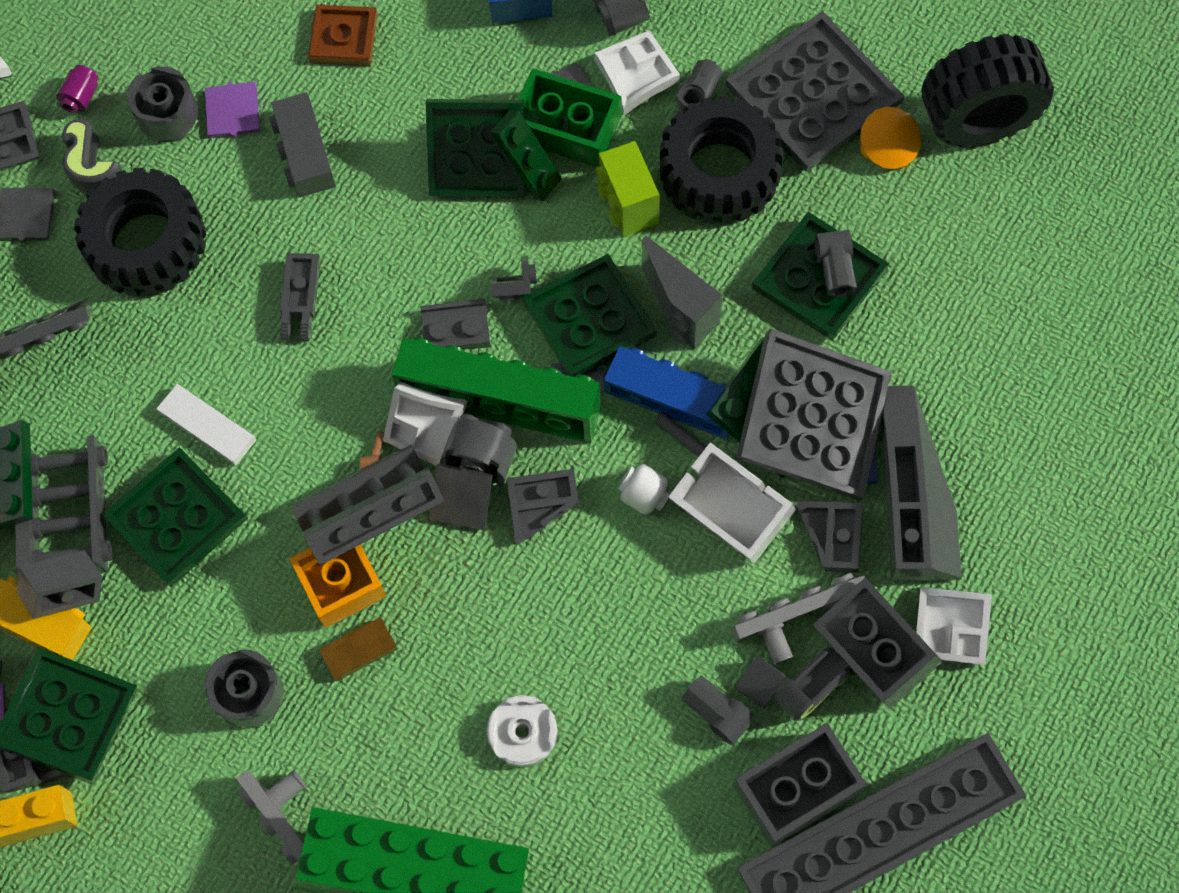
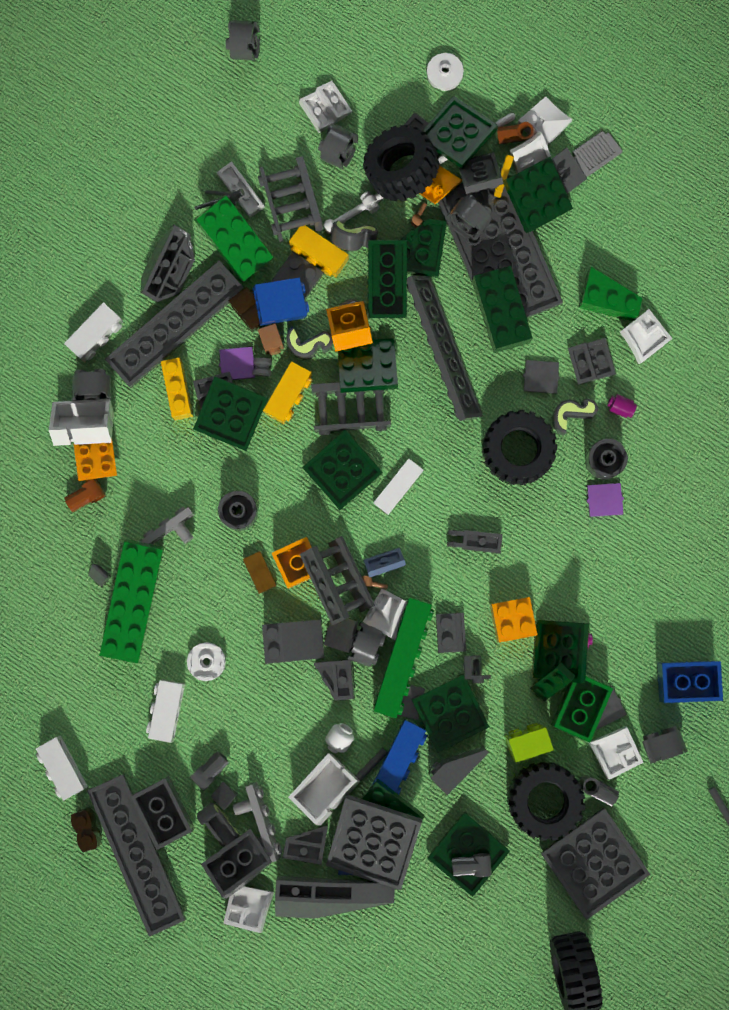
camera: 90 degrees right, 15 degrees up
(59, 584) = (302, 408): dark grey brick -> none
(301, 145) = (575, 543): dark grey brick -> none
(337, 435) = (384, 562): none -> sand blue plate
(343, 35) = (653, 568): dark orange tile -> none
(429, 227) = (513, 619): none -> light orange brick
(479, 583) = (292, 641): none -> dark grey slope
(614, 797) = (165, 710): none -> white brick
(890, 138) = (557, 907): light orange dish -> none

